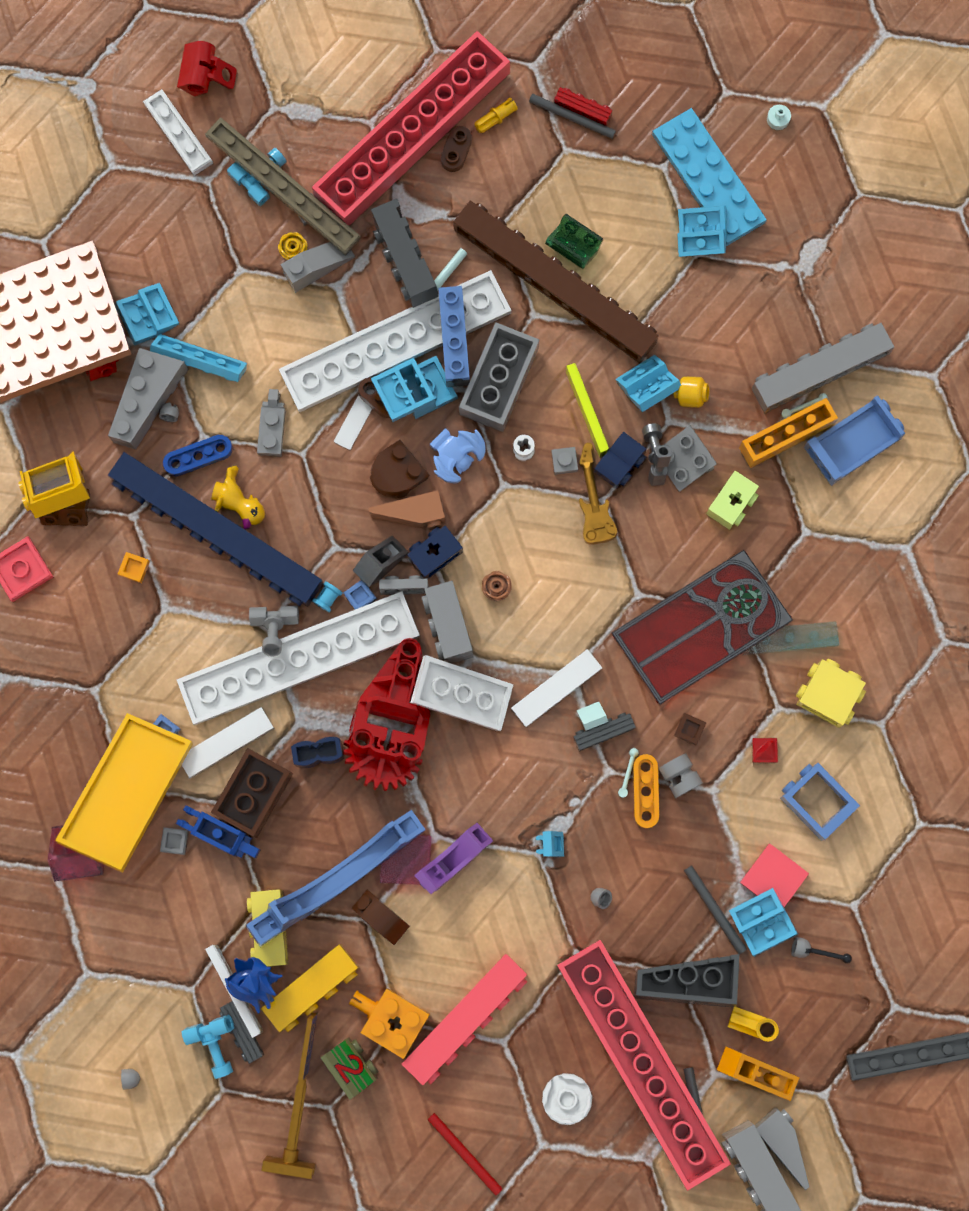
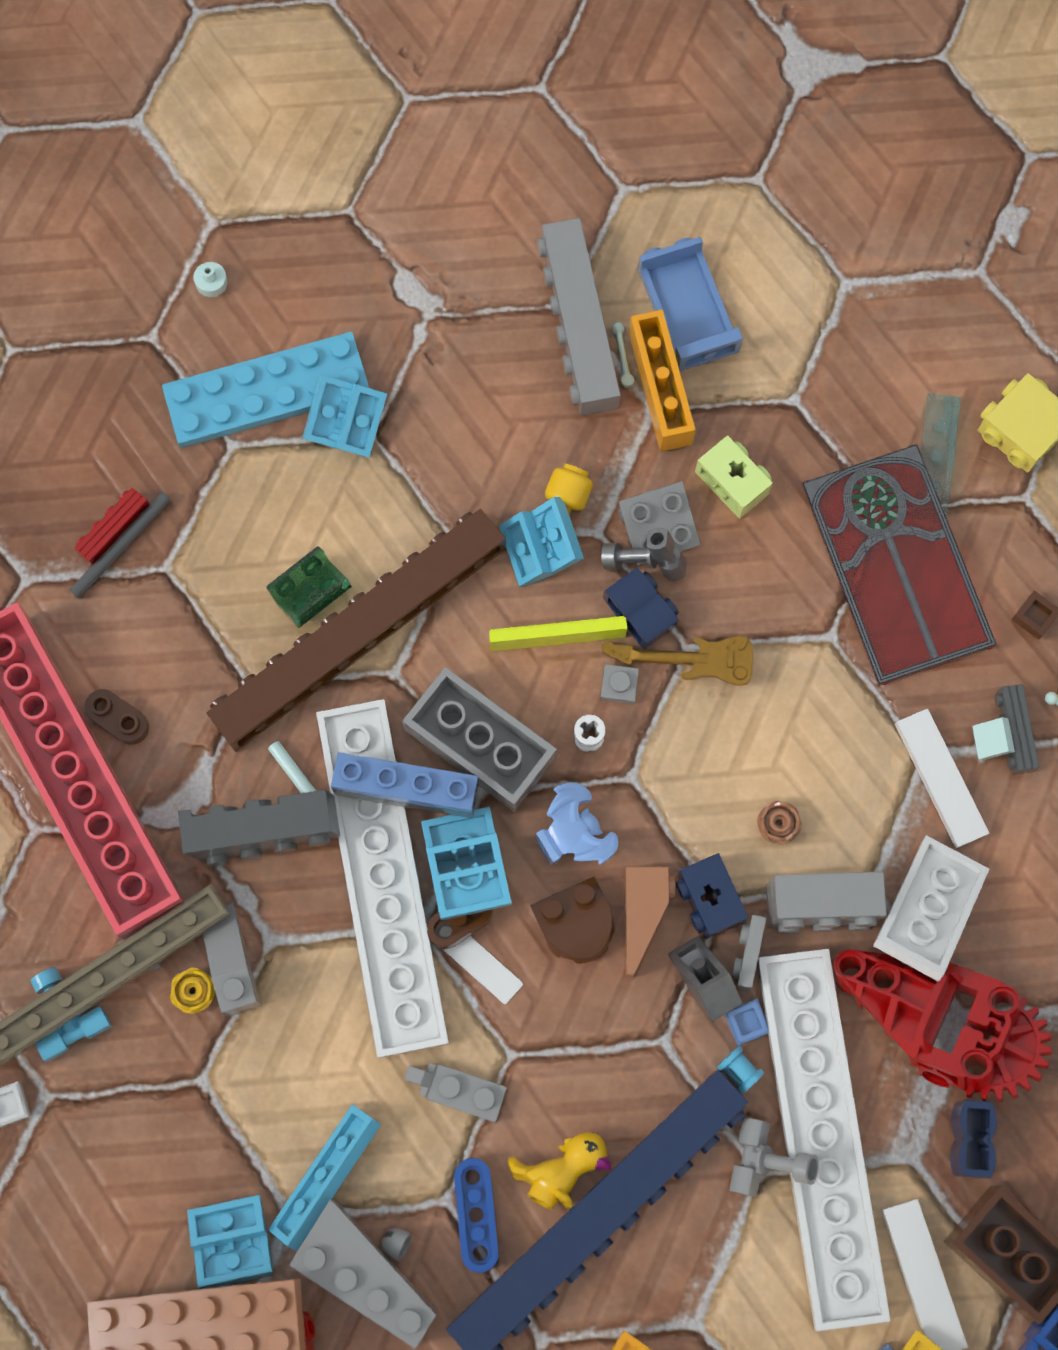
camera: 80 degrees left, 5 degrees down
(495, 115) = (86, 648): yellow axle -> none

